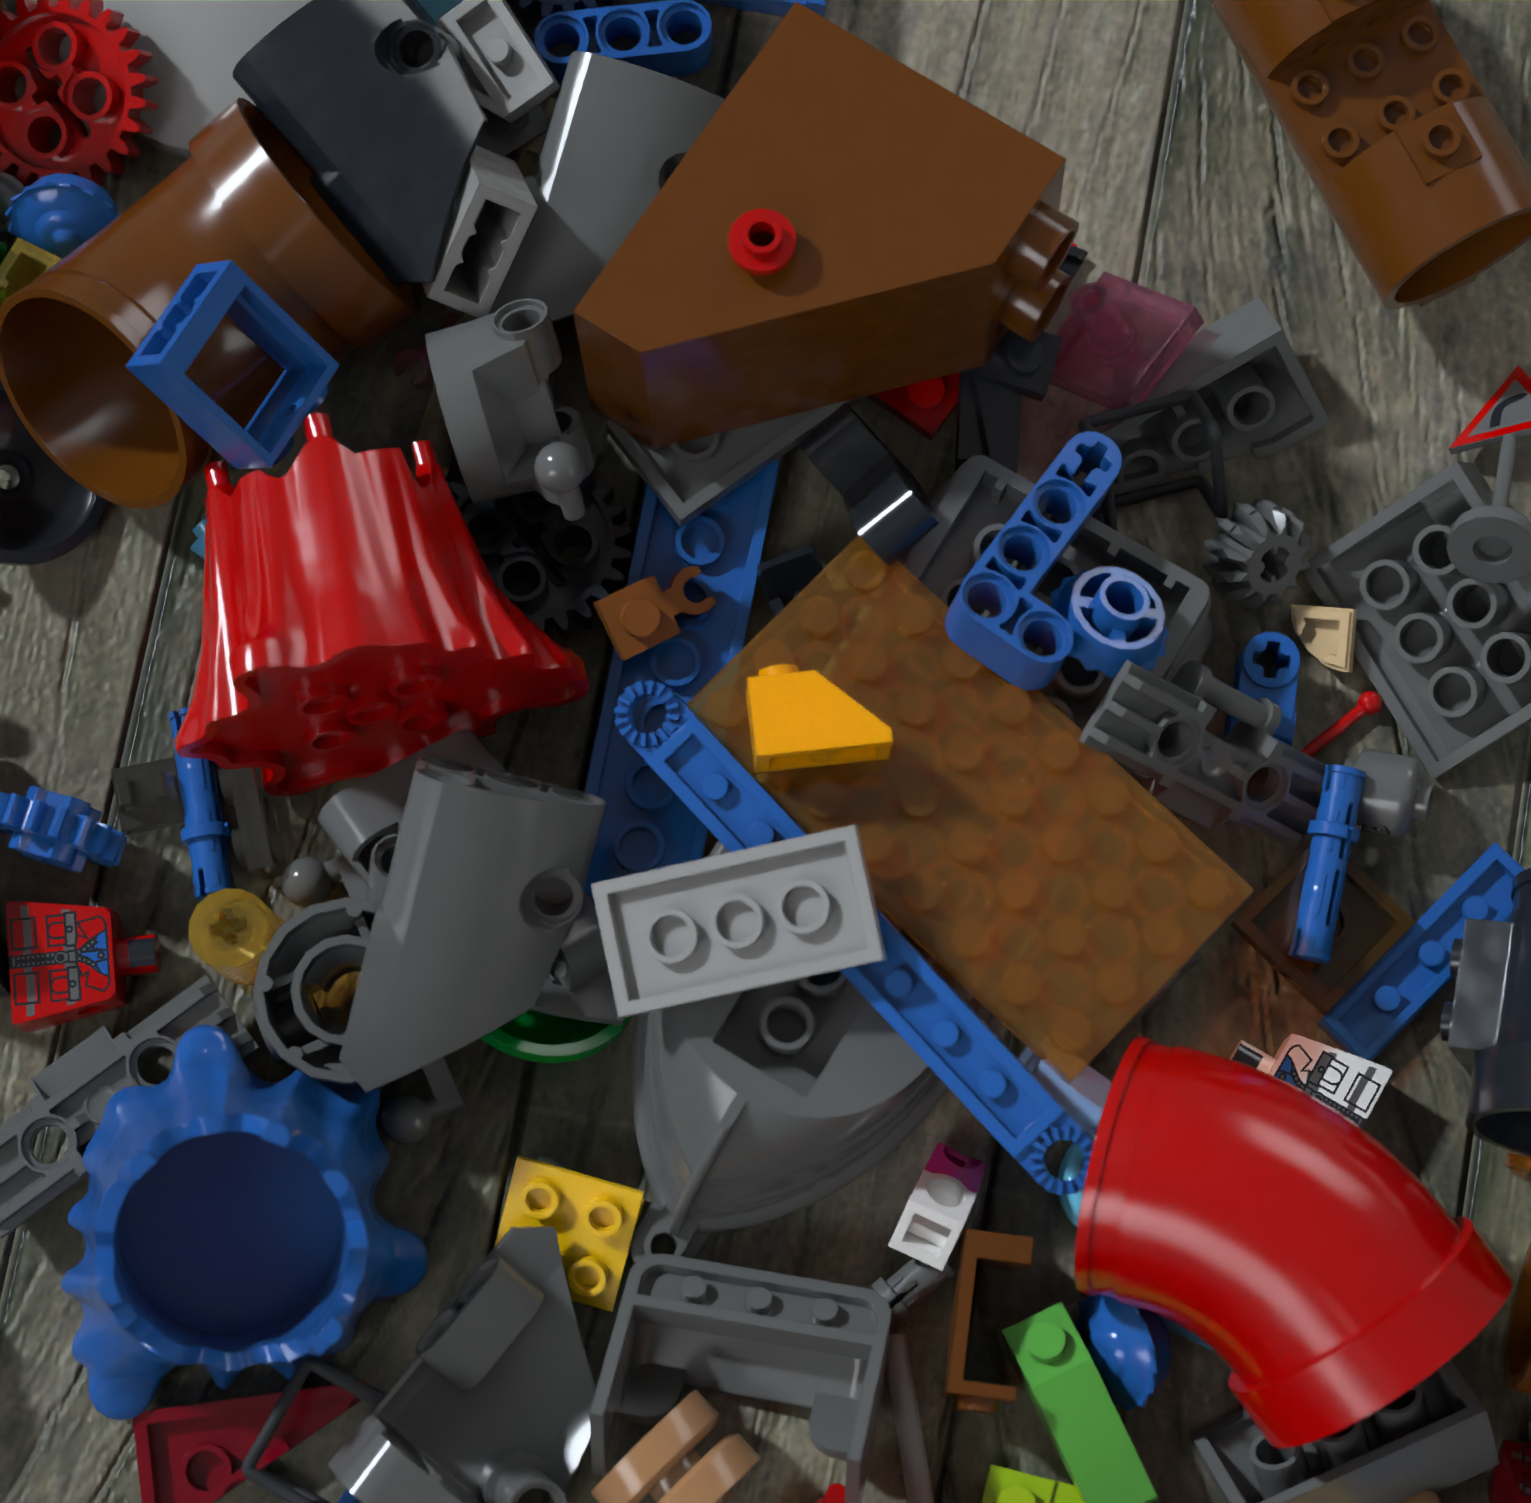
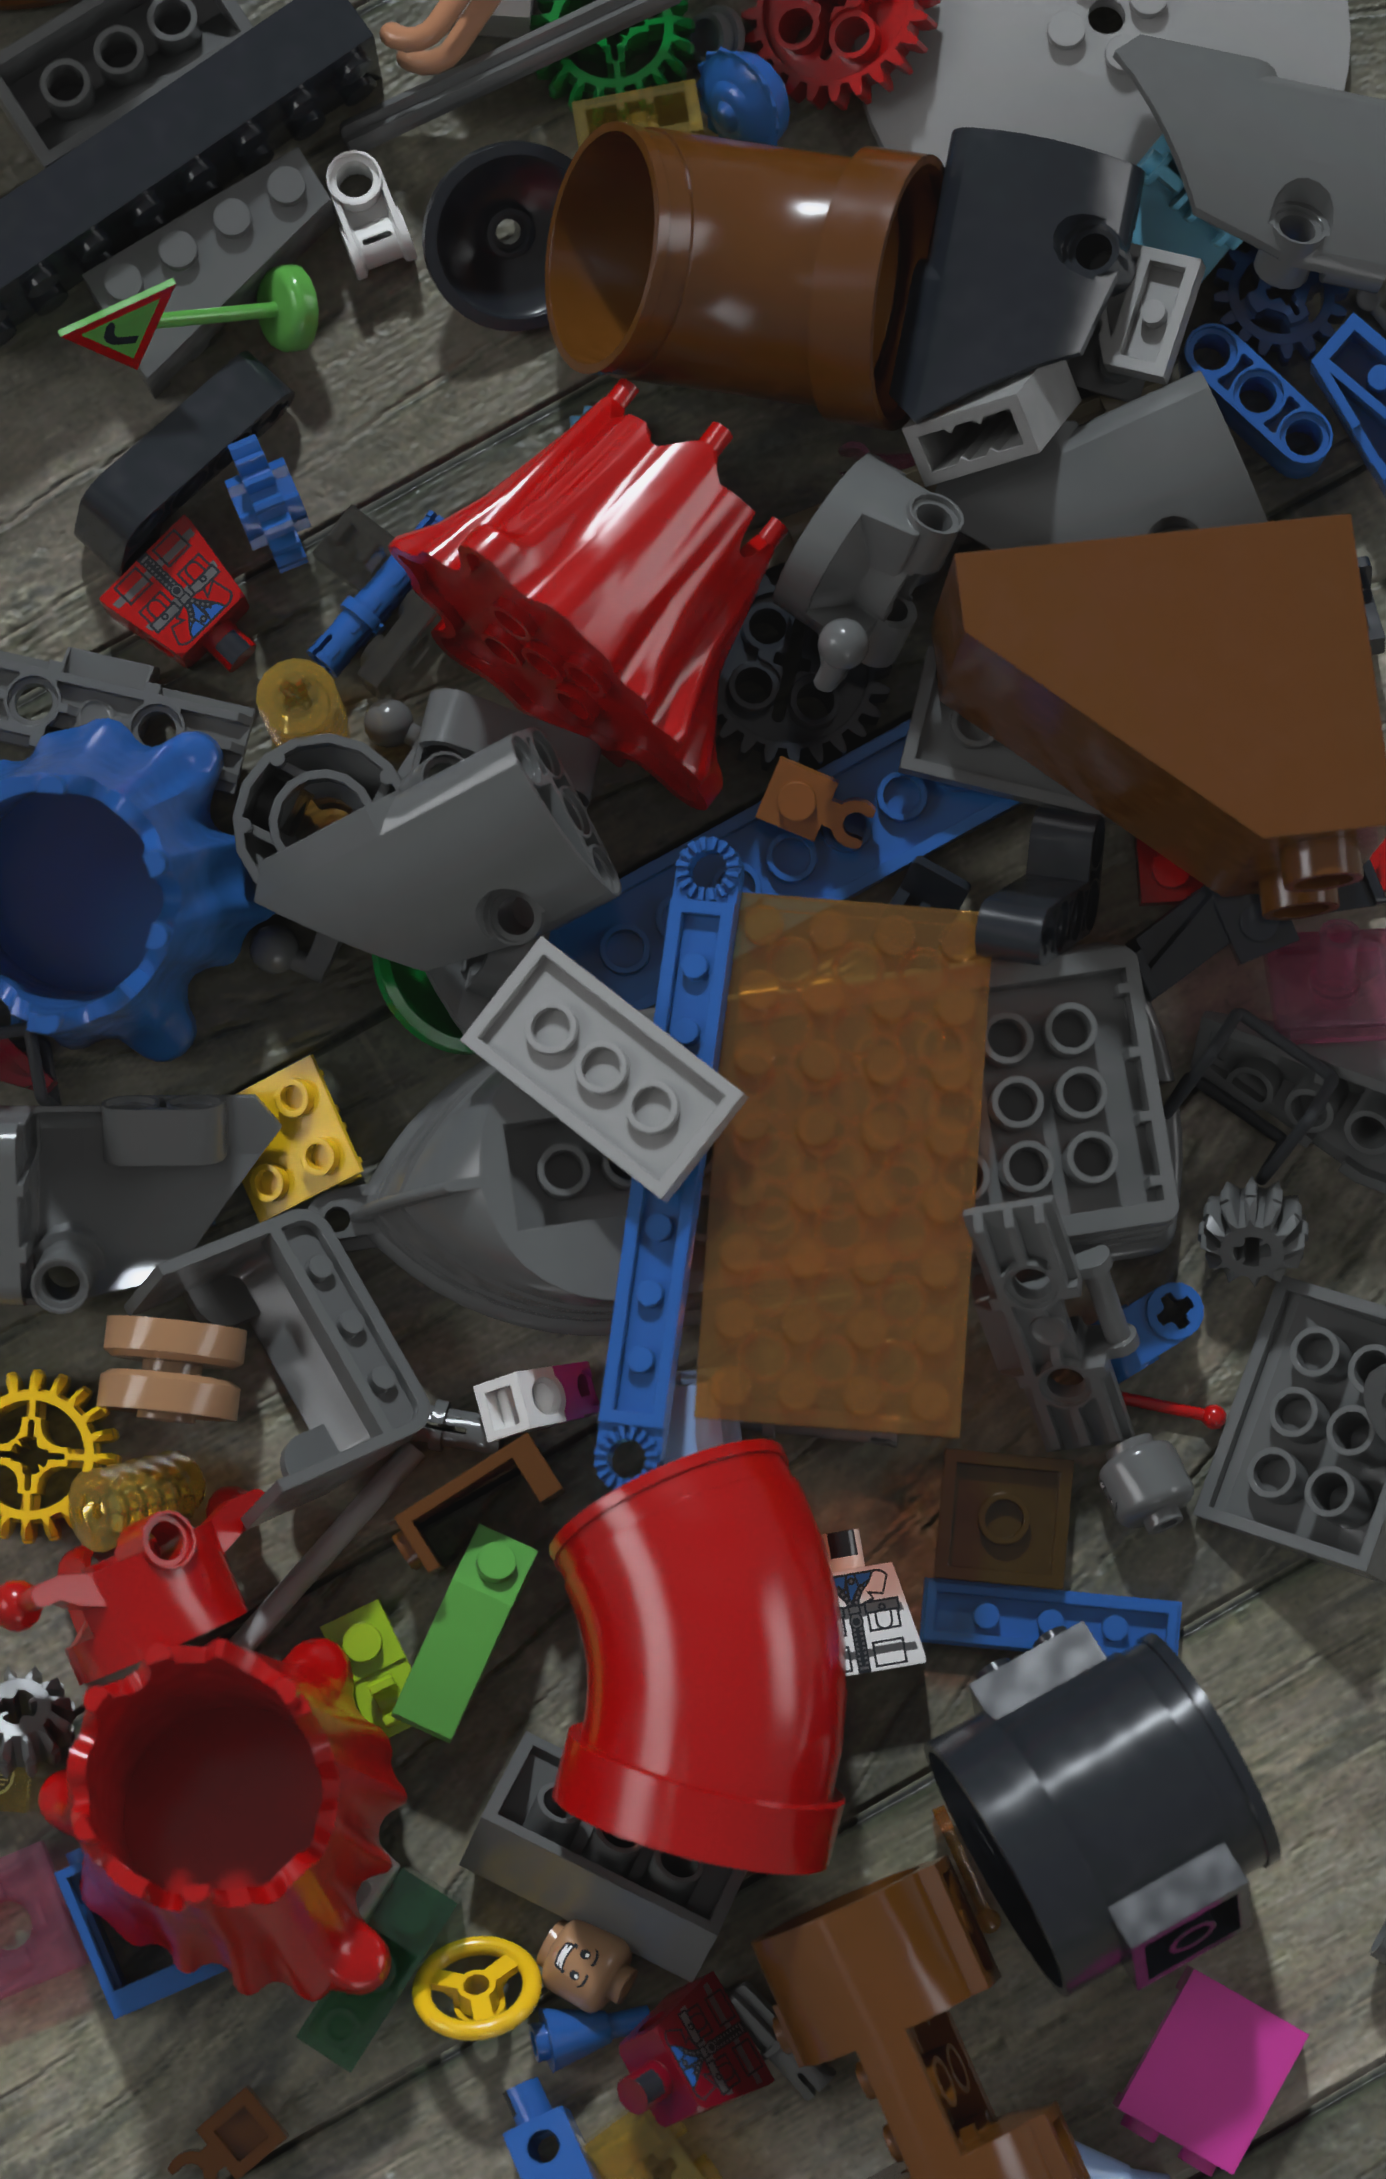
camera: 50 degrees right, 5 degrees up
(184, 329) = (698, 278): blue window -> none
(766, 259) = (1115, 665): red plate -> none
(809, 722) = (797, 993): light orange slope -> none
(1039, 547) = (1090, 1060): blue beam -> none
(1112, 619) = (1079, 1157): blue piece -> none
(1126, 1347) = (542, 1630): blue piece -> none
(1327, 634) = (1240, 1339): tan tile -> none
(1330, 849) = (1045, 1484): blue pin -> none

